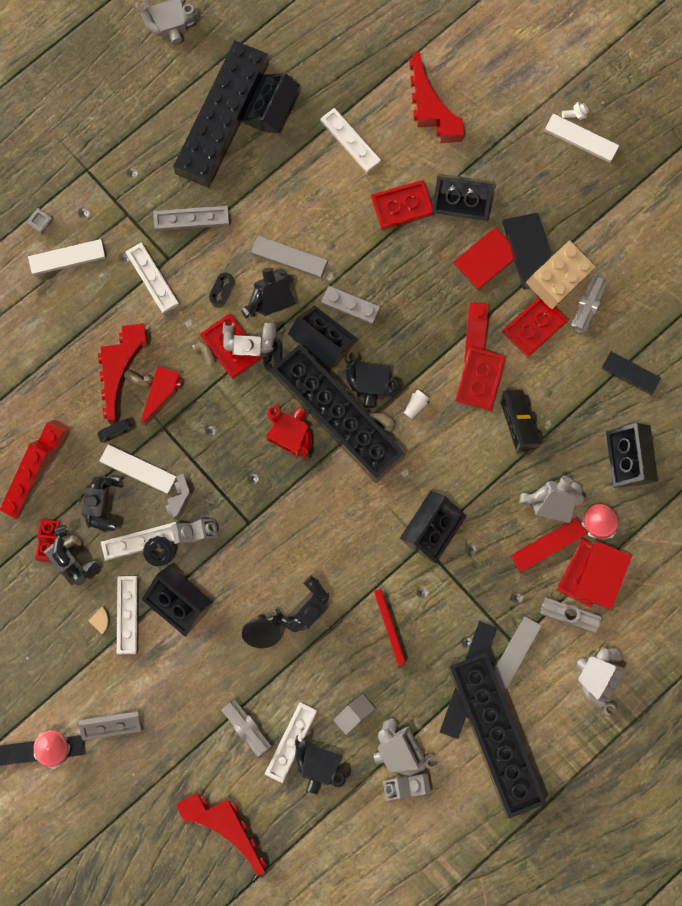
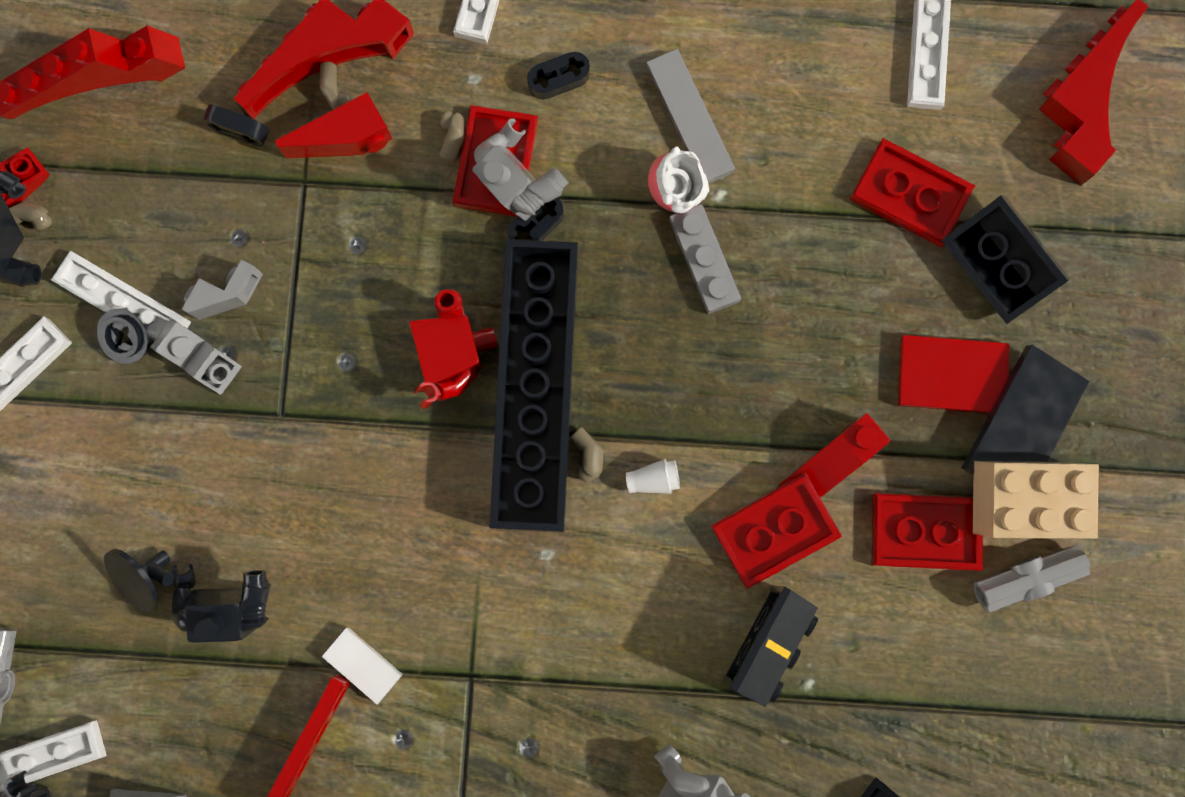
camera: 45 degrees right, 5 degrees up
(96, 502) = (107, 194): black torso -> none
(138, 469) = (213, 203): white tile -> none
(177, 600) = (82, 423): black slope -> none
(270, 293) = (612, 138): black torso -> none
(311, 285) = (677, 181): none -> white hair
(322, 336) = (624, 263): black slope -> none
(370, 381) = (624, 385): black torso -> none
(379, 579) = (362, 665): none -> white tile
(433, 526) = (504, 668): black slope -> none
(631, 373) = (995, 732): black tile -> none

